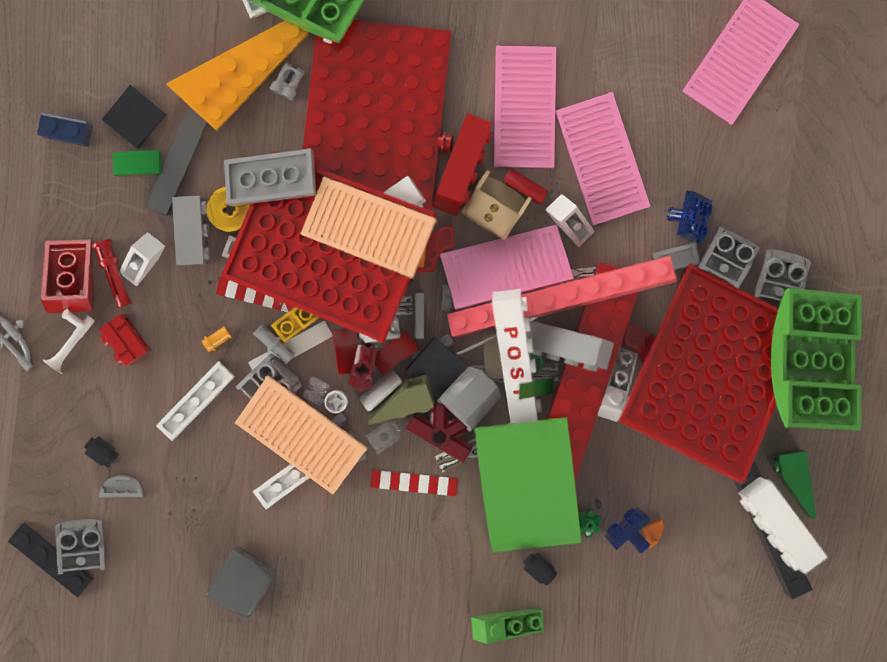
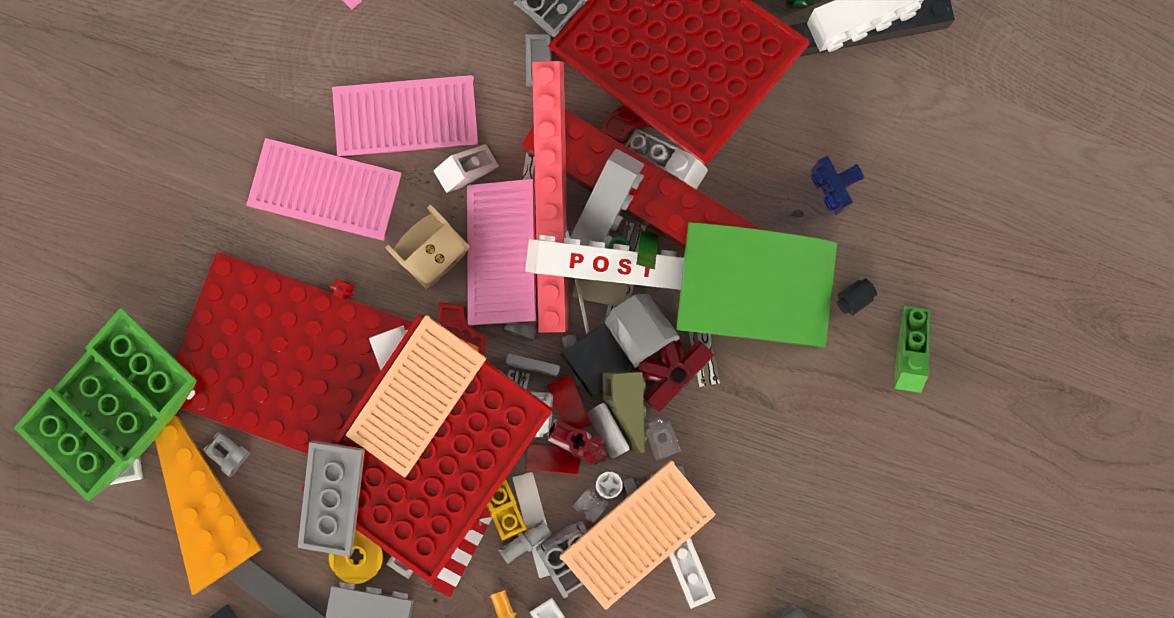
camera: 80 degrees left, 5 degrees down
(414, 483) = (724, 418): sticker -> none
(462, 164) = (373, 275): red wedge -> none
(525, 186) = (415, 210): red slope -> none
(589, 518) = (811, 228): green plant -> none
(653, 532) = (843, 158): orange tile -> none
(692, 217) = (496, 30): clear blue plate -> none

